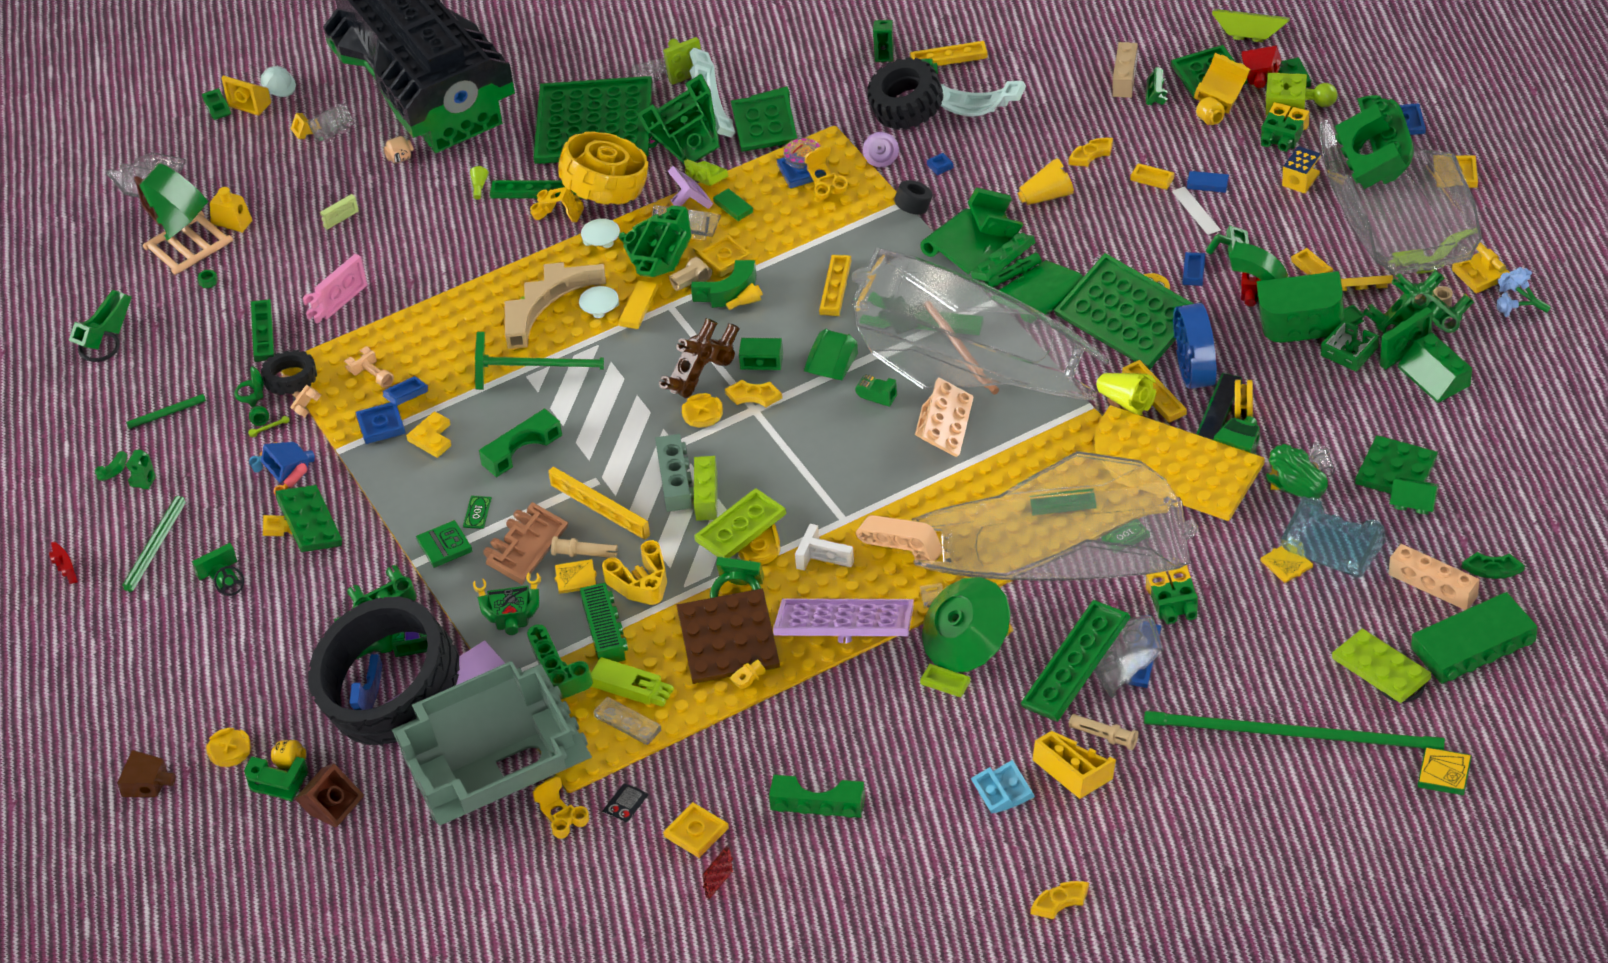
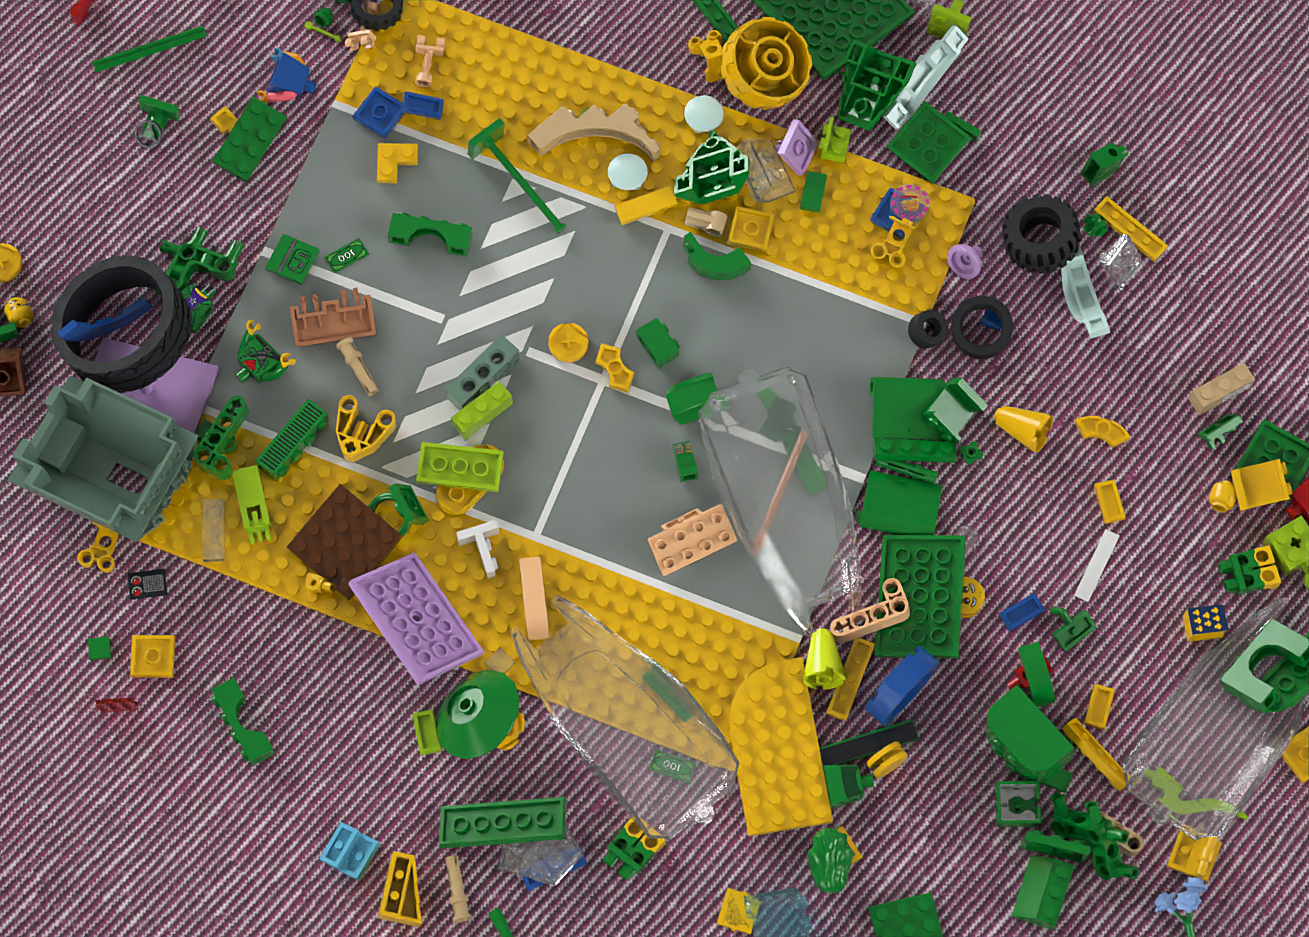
camera: 45 degrees right, 25 degrees up
(575, 575) = (330, 380): yellow piece -> none
(599, 503) = (410, 342): yellow tile -> none
(650, 866) = (99, 648): none -> green tile
(697, 353) = (607, 300): reddish brown pin -> none
(748, 295) = (717, 284): yellow cone -> none
(835, 285) = (782, 341): yellow tile -> none
(944, 149) = (992, 305): none -> black tyre
(970, 68) = (1120, 261): none -> clear plate
(1036, 229) = (969, 459): none -> green plate
(1122, 327) = (868, 615): none -> light nougat beam
(1207, 181) = (1137, 552): blue tile -> none
(1321, 459) = (869, 866): clear piece -> none

